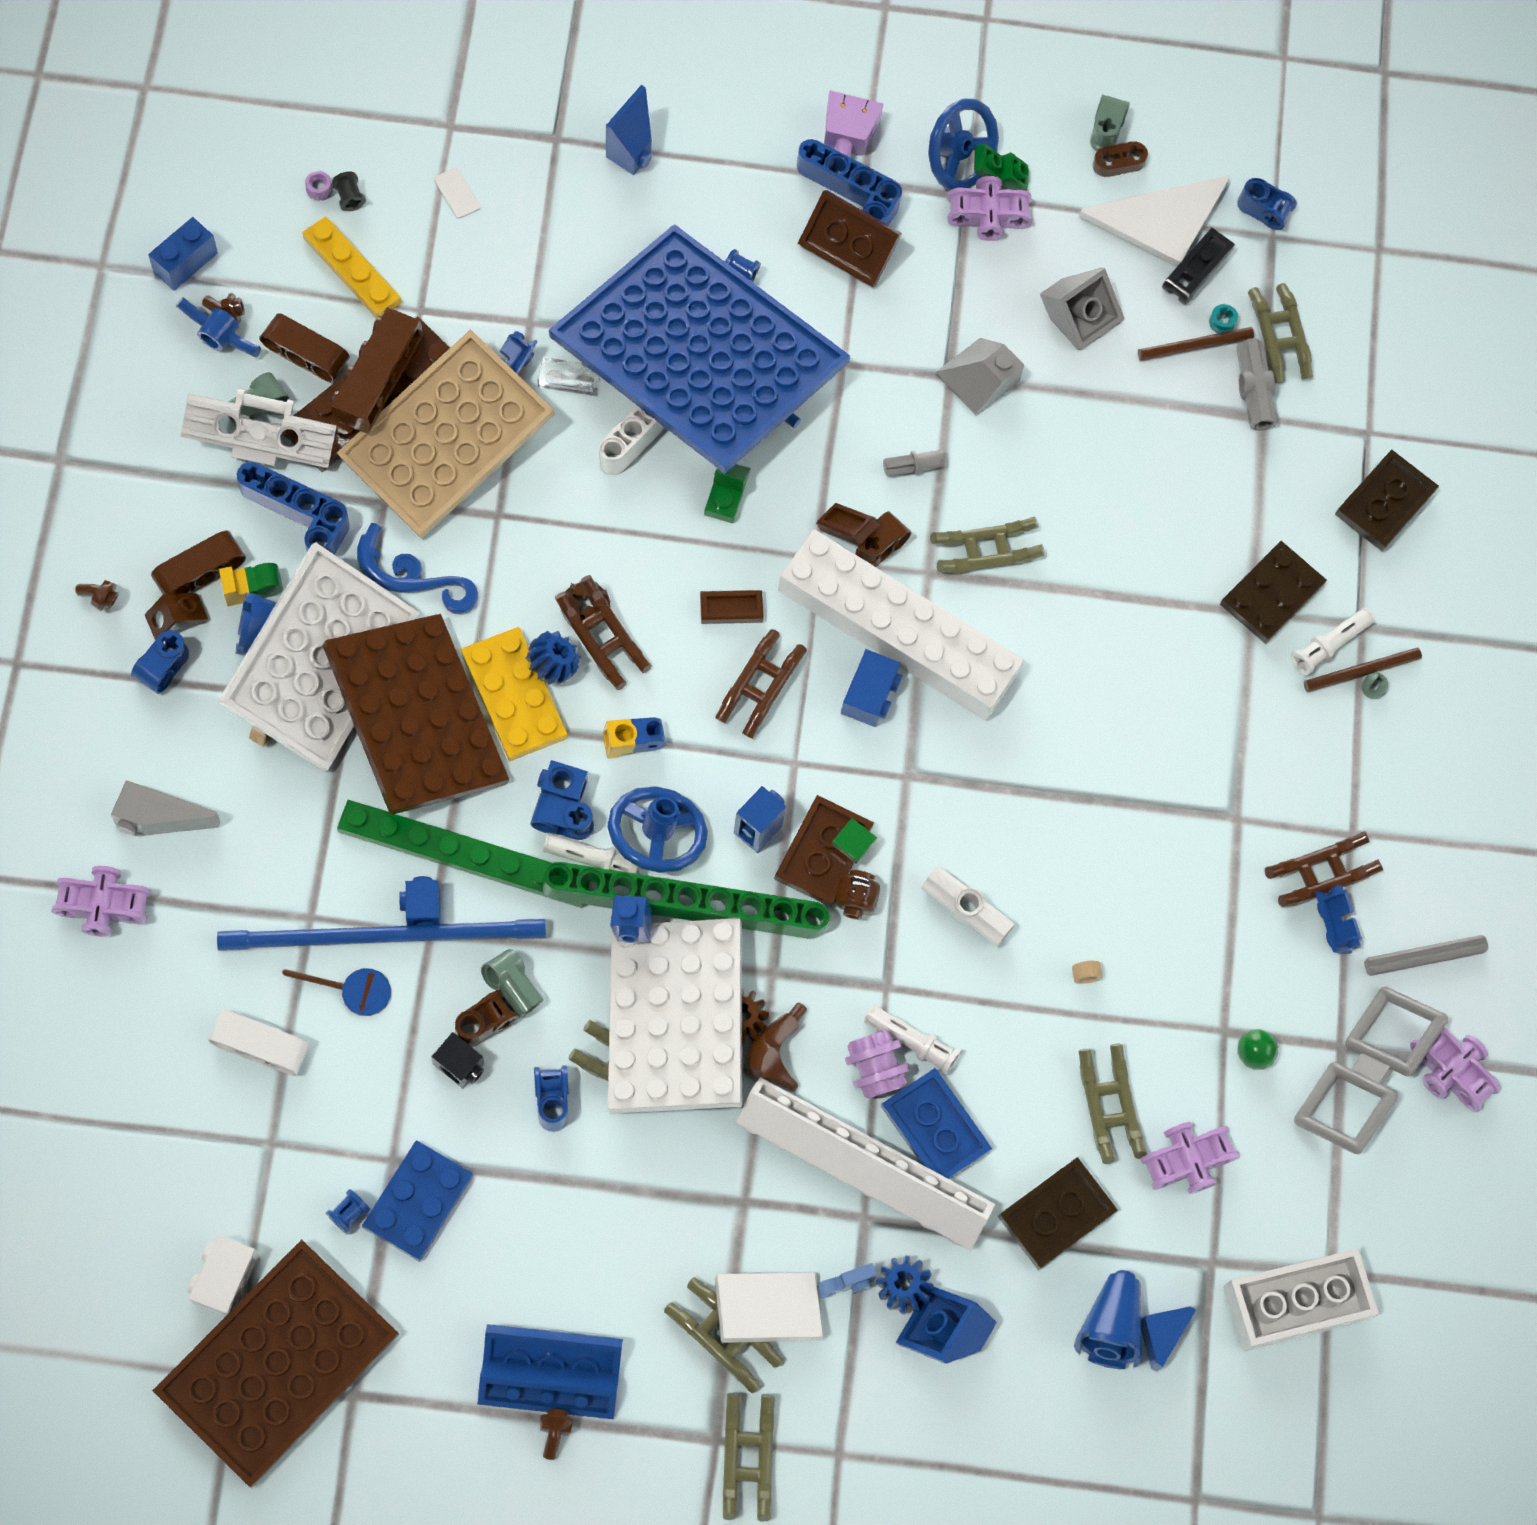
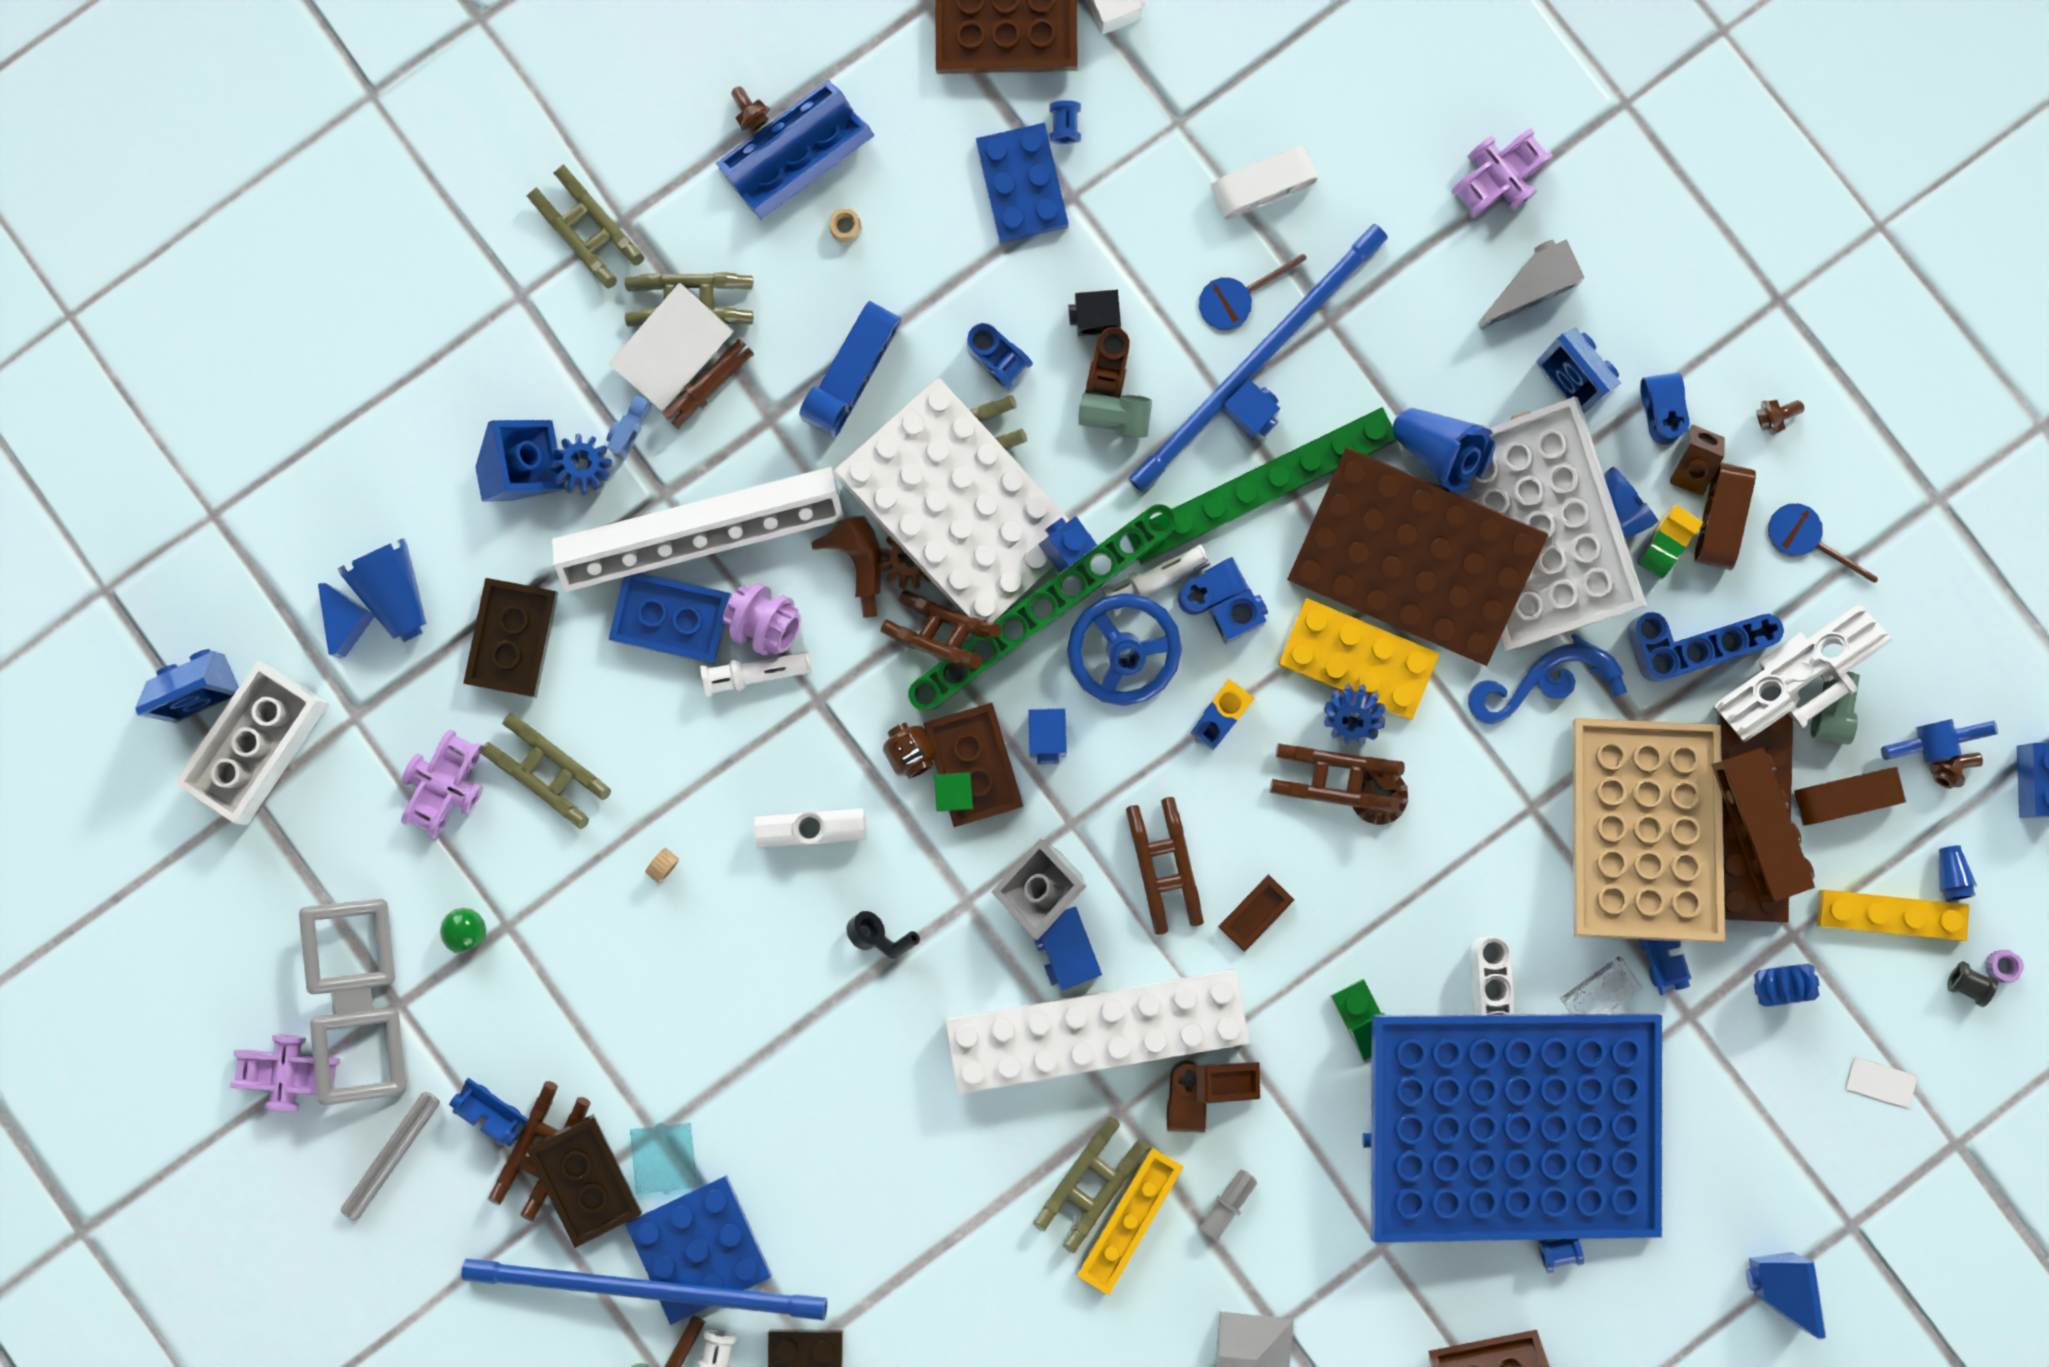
camera: 150 degrees right, 15 degrees up
(164, 520) = (1798, 530): none -> blue piece
(191, 726) = (1579, 369): none -> blue slope
(292, 253) = (1955, 874): none -> blue cone
(329, 759) = (1445, 446): none -> blue cone
(457, 281) = (1786, 985): none -> blue gear
(566, 1297) = (845, 214): none -> tan axle
(660, 1177) = (834, 399): none -> blue beam
(759, 1262) = (708, 383): none -> reddish brown pin
(782, 952) = (936, 616): none -> reddish brown piece
(855, 728) = (1040, 888): none -> light grey slope
(983, 505) = (1130, 1220): none -> yellow plate
(989, 811) = (868, 931): none -> black plate
(1245, 799) = (663, 1158): none -> clear light blue piece
(1270, 725) = (699, 1242): none -> blue plate
(1310, 824) = (584, 1180): none -> dark brown plate
(1316, 1376) = (187, 688): none -> slope
(1416, 824) = (794, 1305): none -> blue piece

